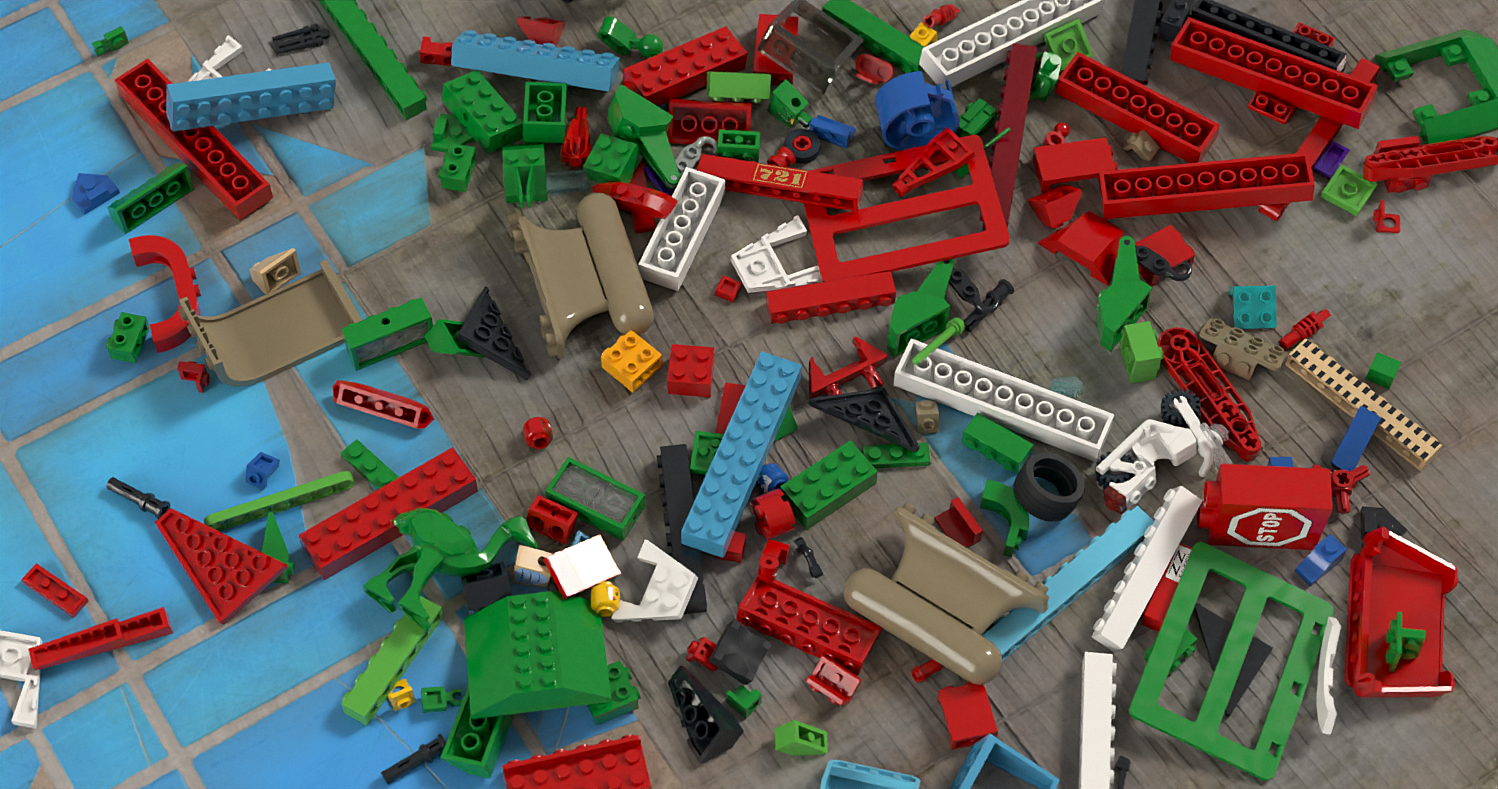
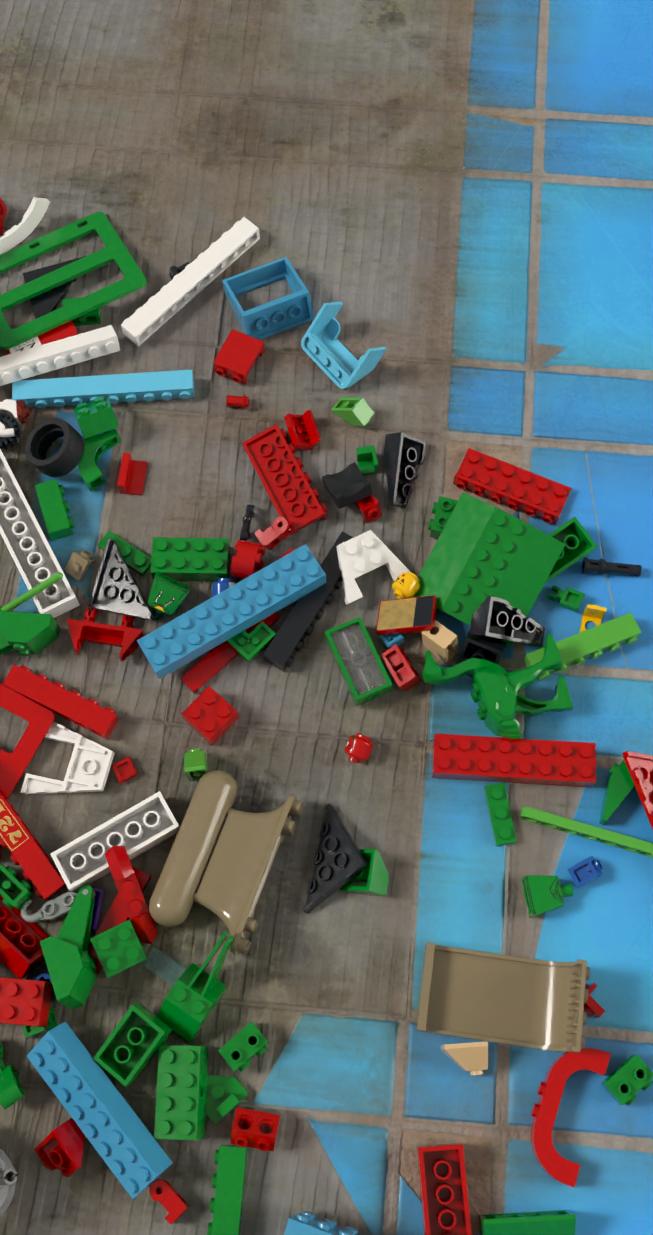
camera: 140 degrees left, 10 degrees up
(287, 427) = (544, 893): none -> green torso
(382, 404) = (459, 859): red brick -> none
(387, 333) = (430, 917): green brick -> none
(407, 128) = (255, 1129): none -> red brick
(475, 612) = (503, 622): none -> black wedge
(577, 140) = (135, 987): red piece -> none
(631, 360) = (246, 755): light orange brick -> none
(667, 322) = (195, 764): none -> bright green slope
(819, 435) = (166, 595): none -> green torso
(943, 598) = (192, 422): dark tan piece -> none
(1040, 543) = (95, 417): none -> green brick

